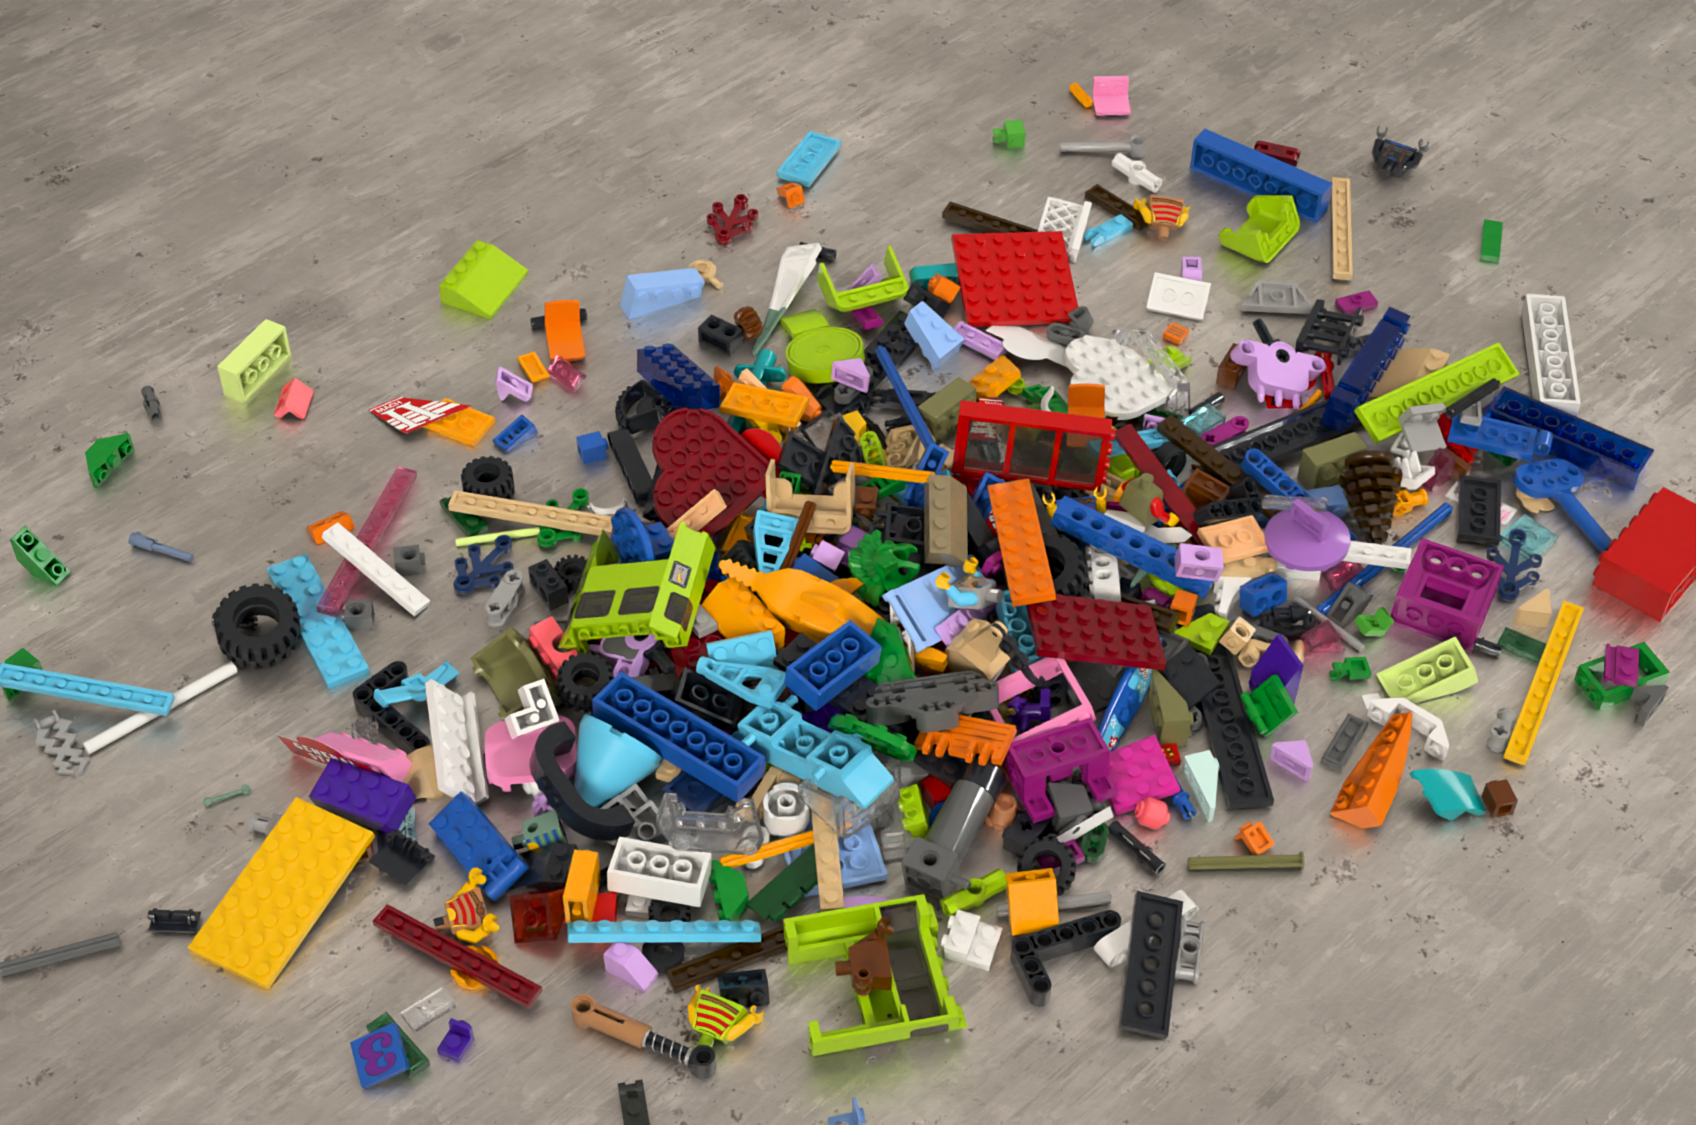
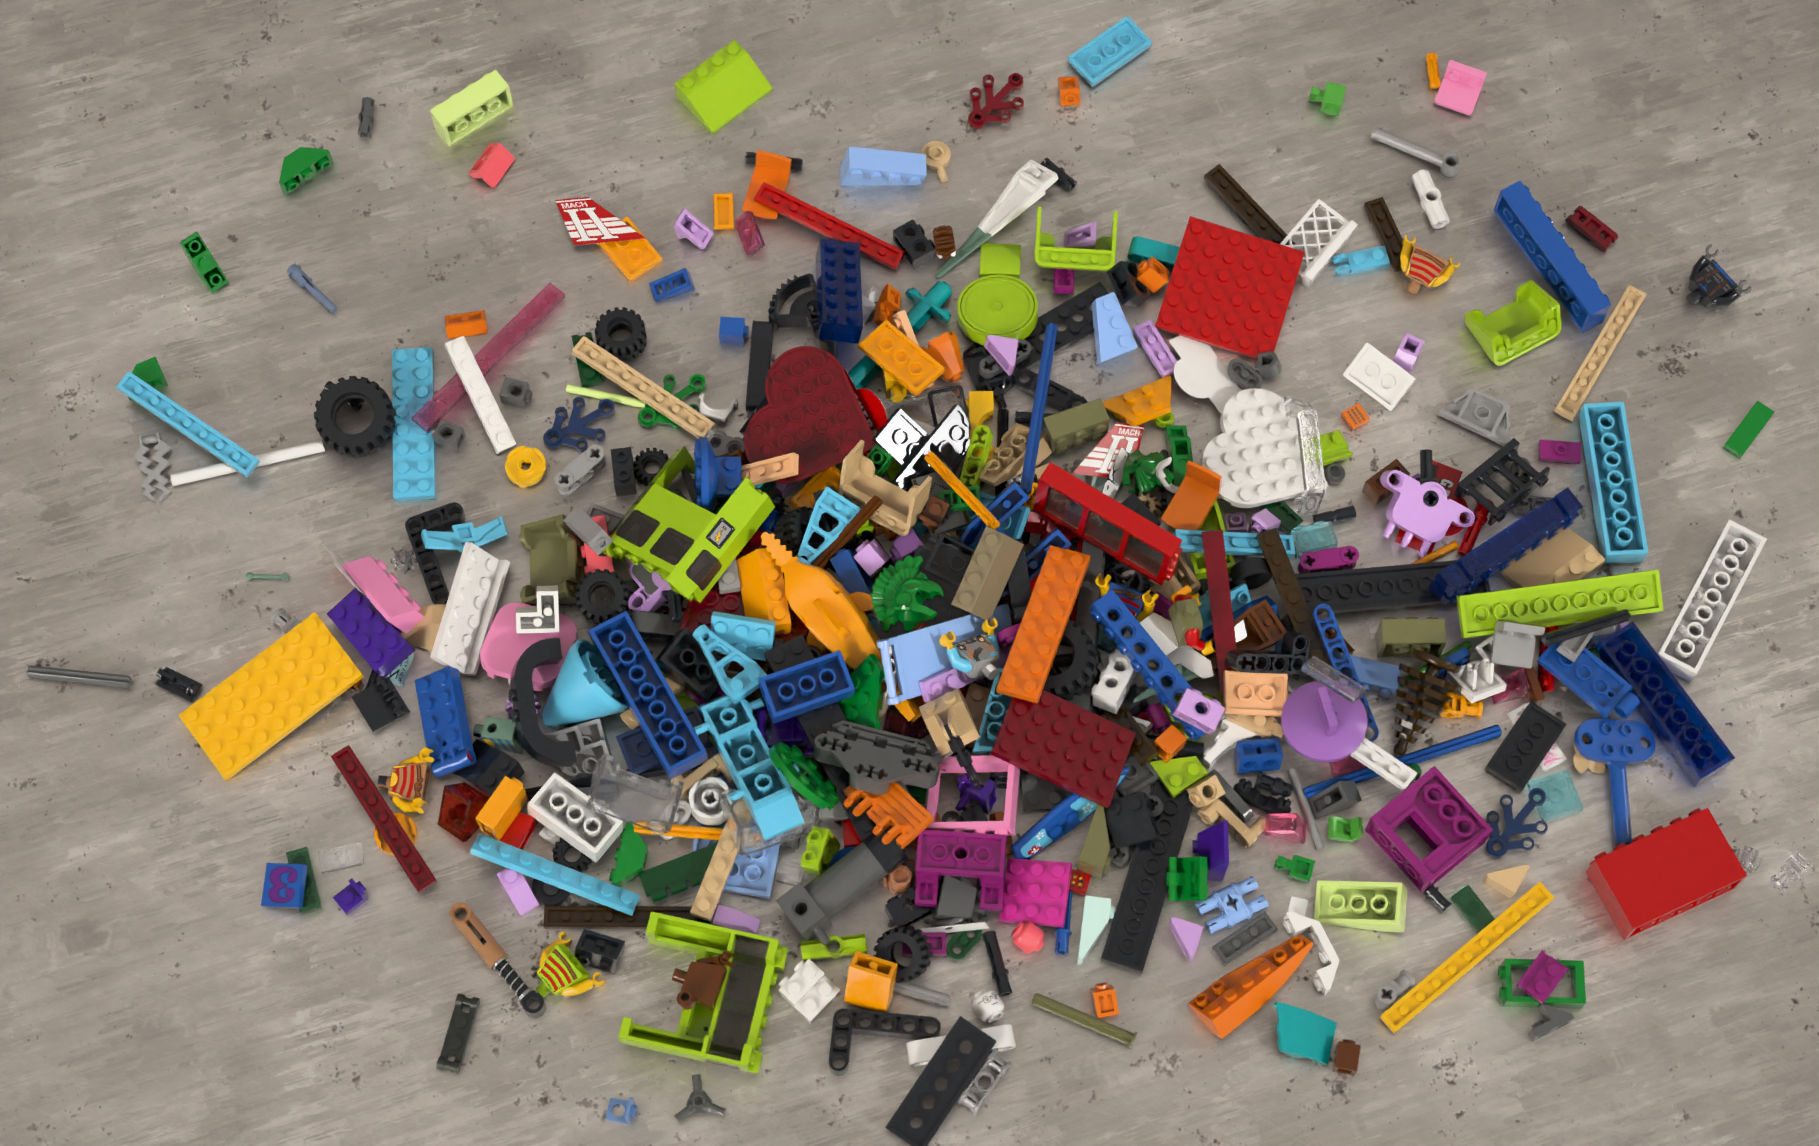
camera: 25 degrees right, 20 degrees up
(448, 624) = (528, 477): none -> yellow plate
(545, 624) = (588, 530): none -> light grey window
(630, 343) = (828, 225): none -> red plate
(921, 1082) = (699, 1102): none -> dark grey piece
(1151, 881) = (988, 1006): none -> white head
(1189, 374) = (1334, 473): none -> dark grey plate
(1316, 718) = (1230, 915): none -> light blue pin
(1404, 290) = (1613, 483): none -> medium azure brick

